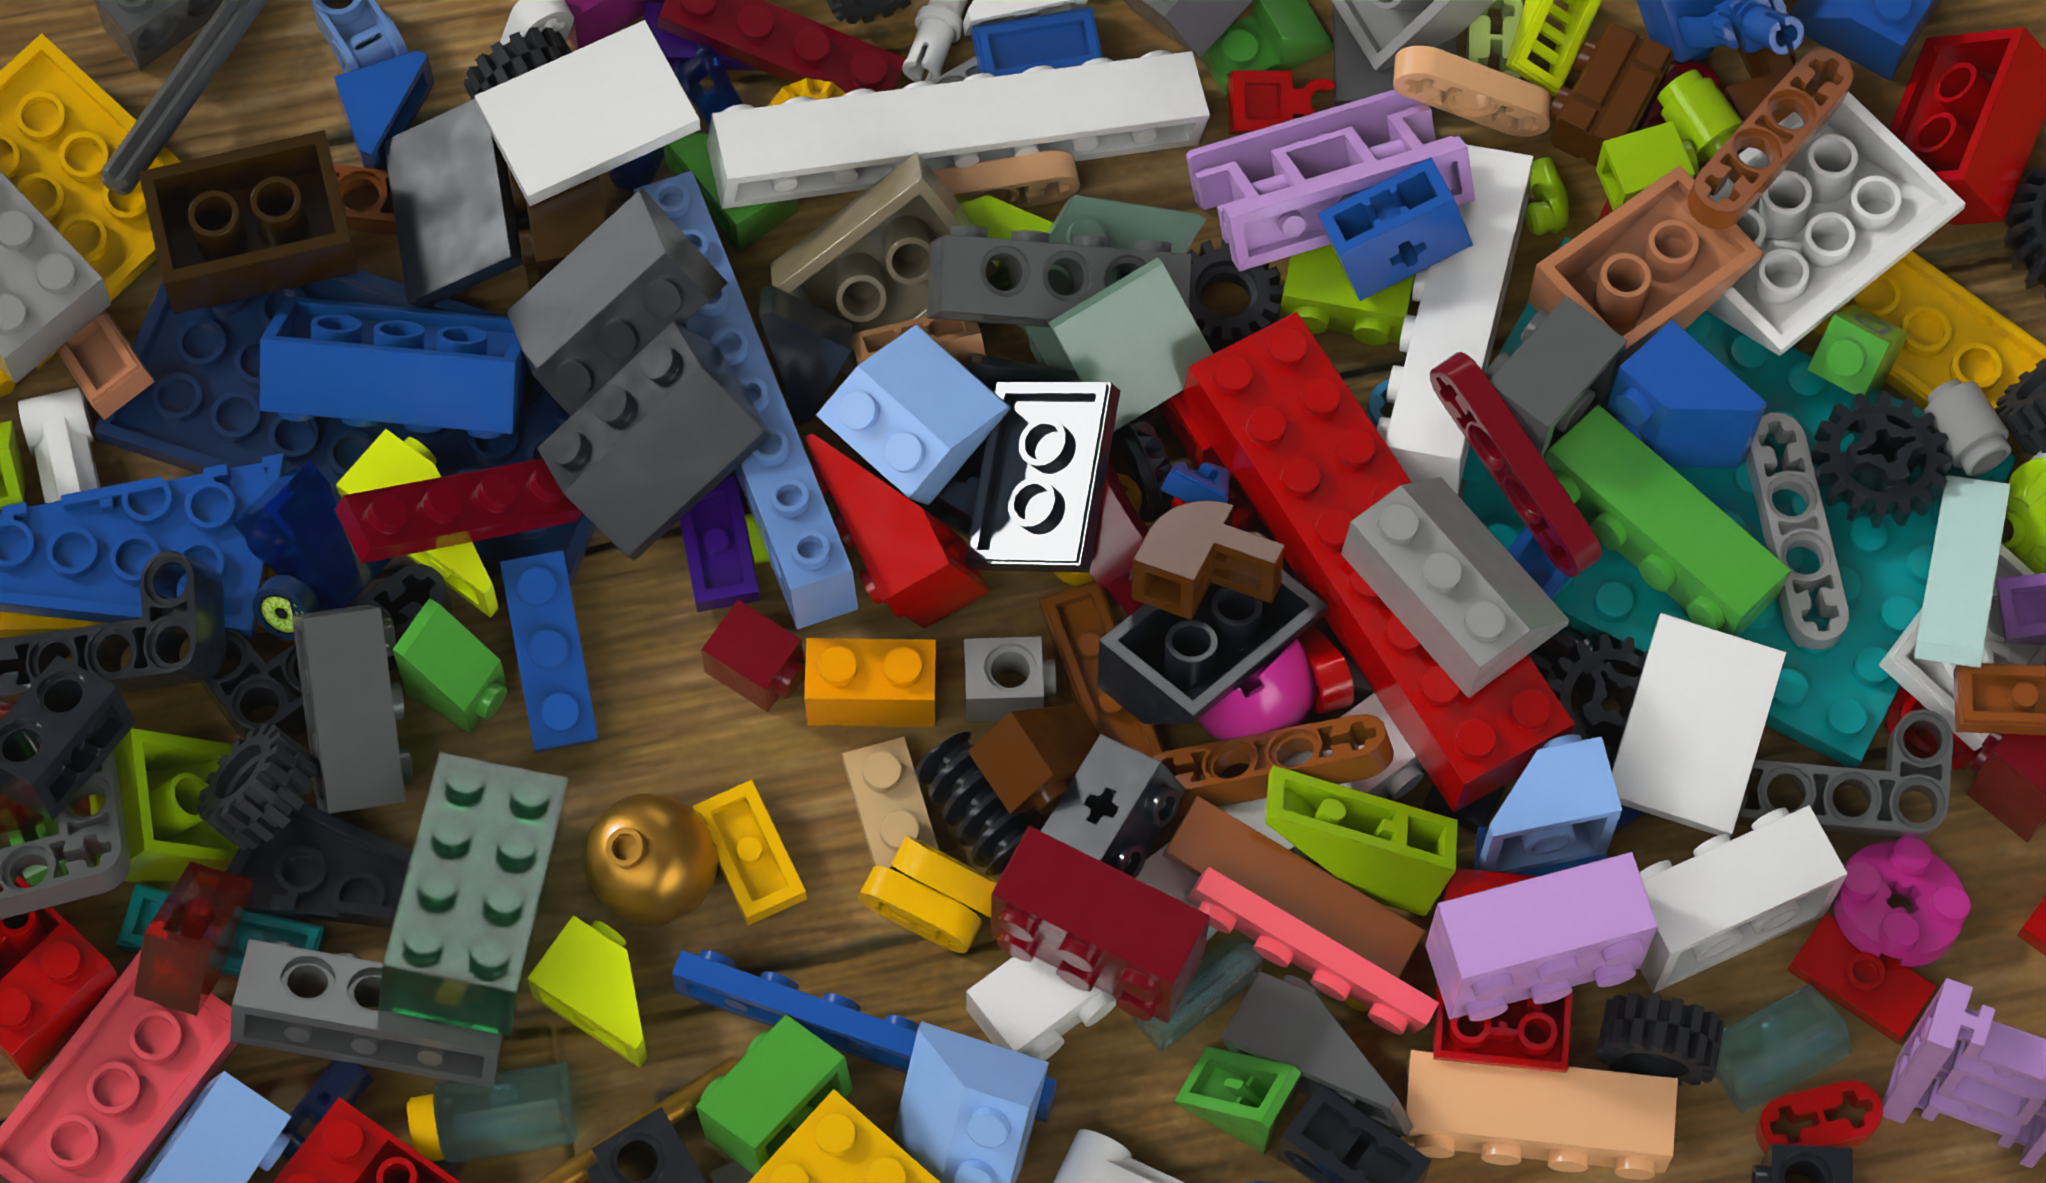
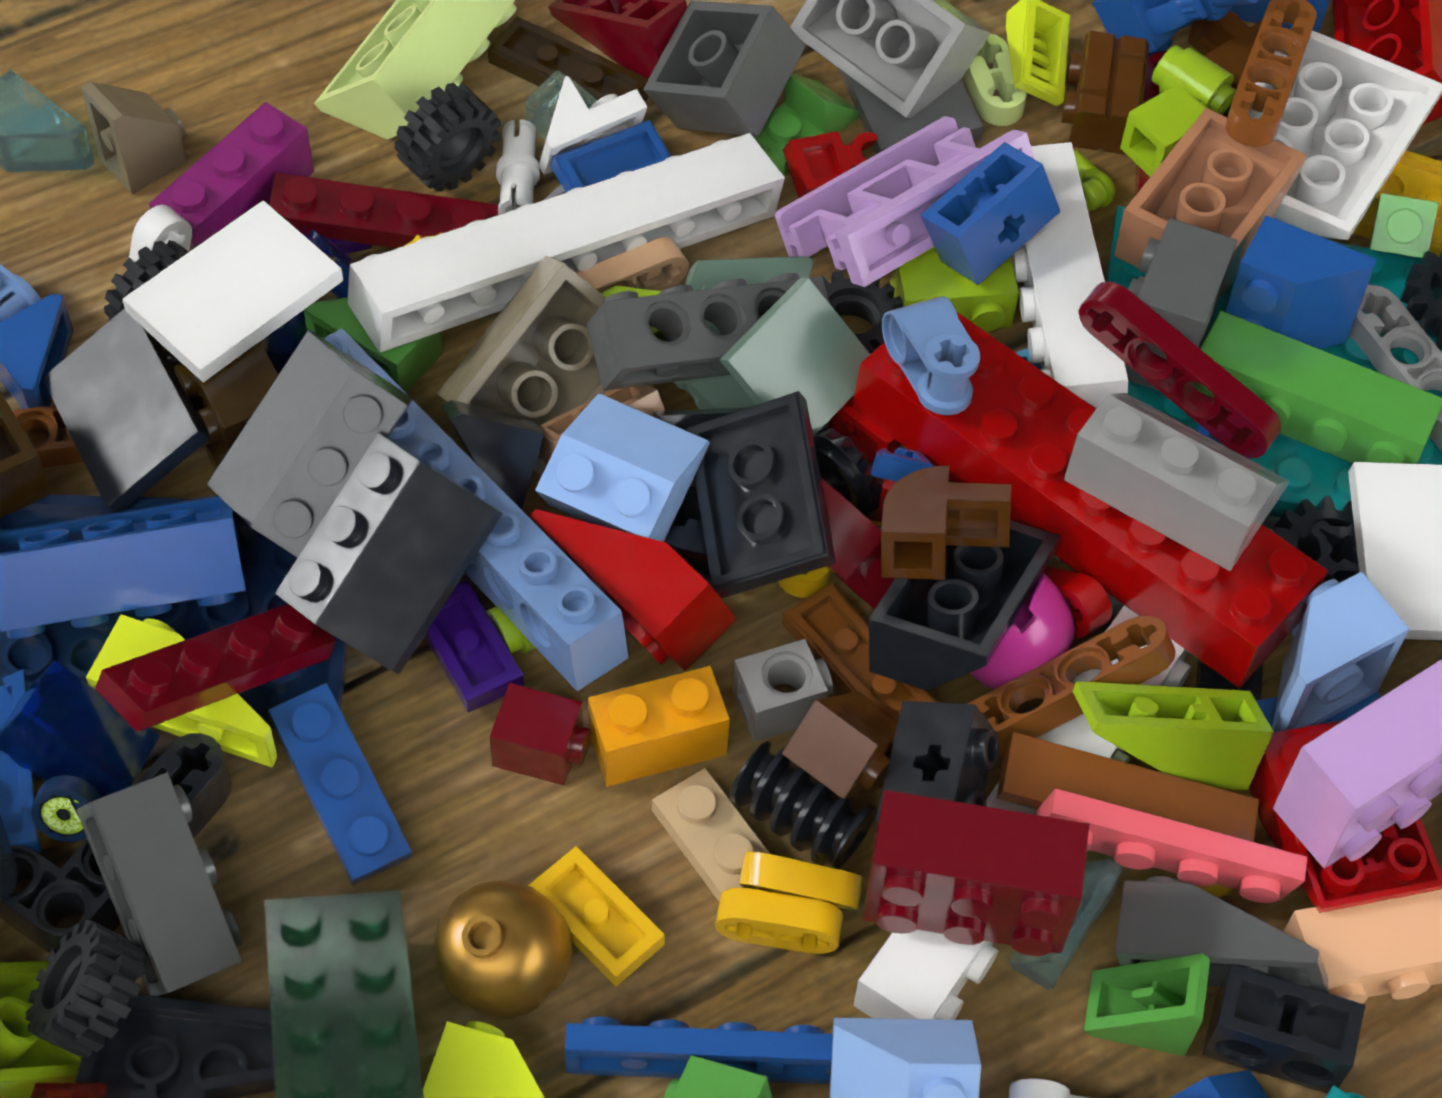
camera: 20 degrees left, 10 degrees down
(449, 668) = (247, 822): bright green slope -> none
(1256, 379) = (933, 353): none -> medium blue piece
(1472, 91) = (966, 97): light nougat beam -> none

